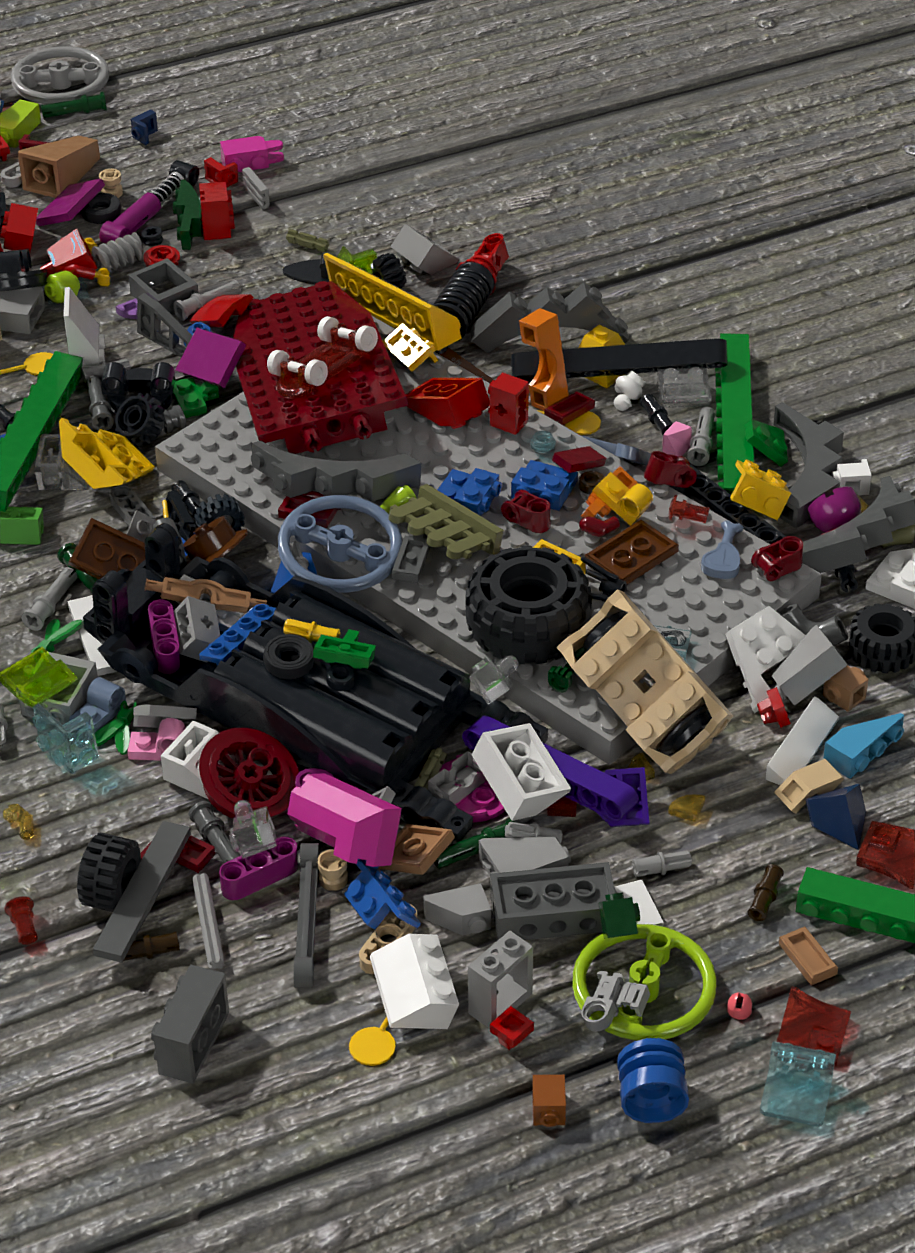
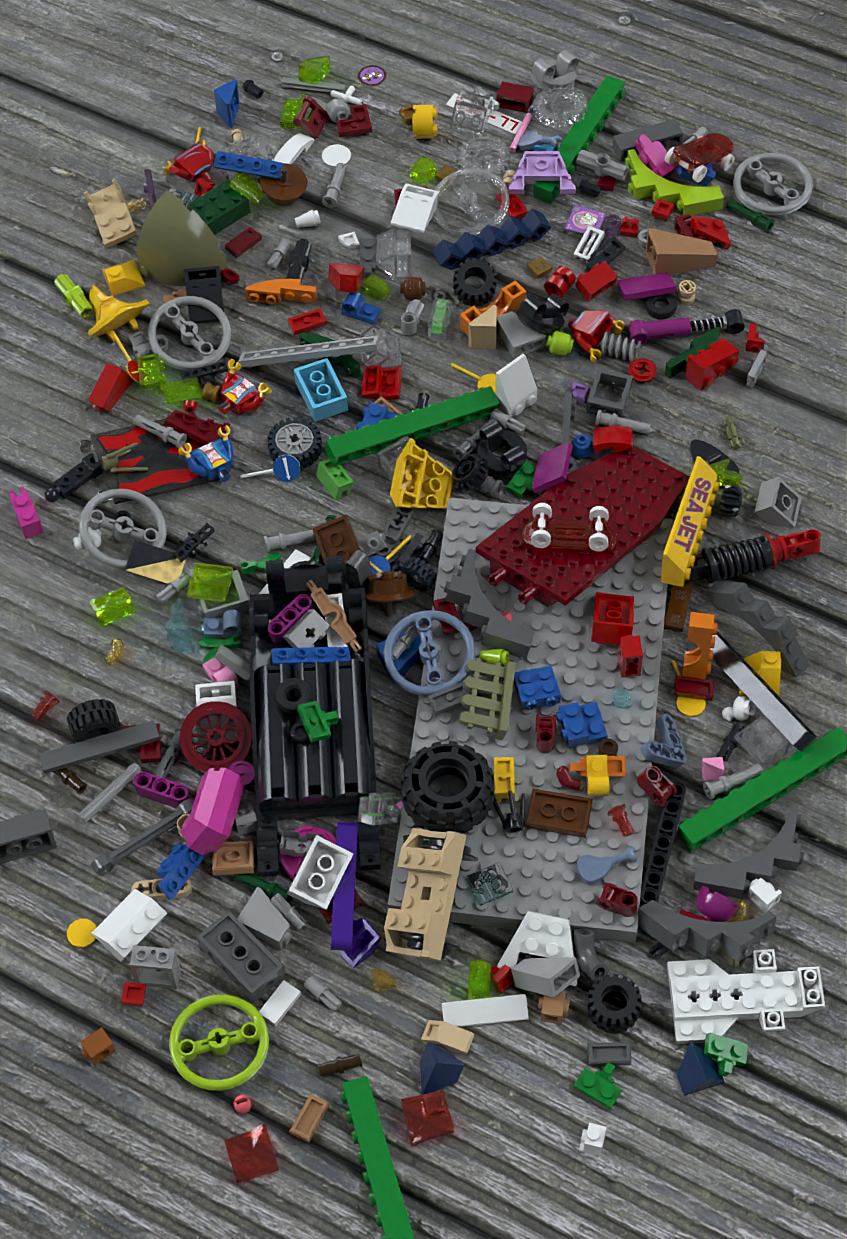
camera: 55 degrees right, 15 degrees up
(58, 131) = (711, 229): none -> red wing
(143, 126) = (762, 264): dark blue bracket -> none
(152, 236) = (660, 354): black bush -> none
(251, 152) = (788, 340): dark pink hinge -> none
(252, 830) = (173, 769): clear piece -> none
(310, 631) = (322, 693): yellow axle -> none
(408, 347) = (647, 566): bracket -> none
(431, 767) = (302, 824): olive axle -> none
(459, 909) = (204, 910): light grey slope -> none
(579, 459) = (618, 728): dark red tile -> none
(612, 992) = (186, 1031): light grey piece -> none
(618, 916) = (240, 998): dark green brick -> none
(652, 1080) = (138, 1092): blue wheel -> none
(760, 490) = (692, 846): yellow bracket -> none
(767, 440) = (754, 821): green wing -> none
(768, 720) = (479, 980): none -> clear neon green slope
(798, 1084) = (196, 1172): clear light blue bracket -> none
(858, 744) = (504, 1044): dark azure slope -> none

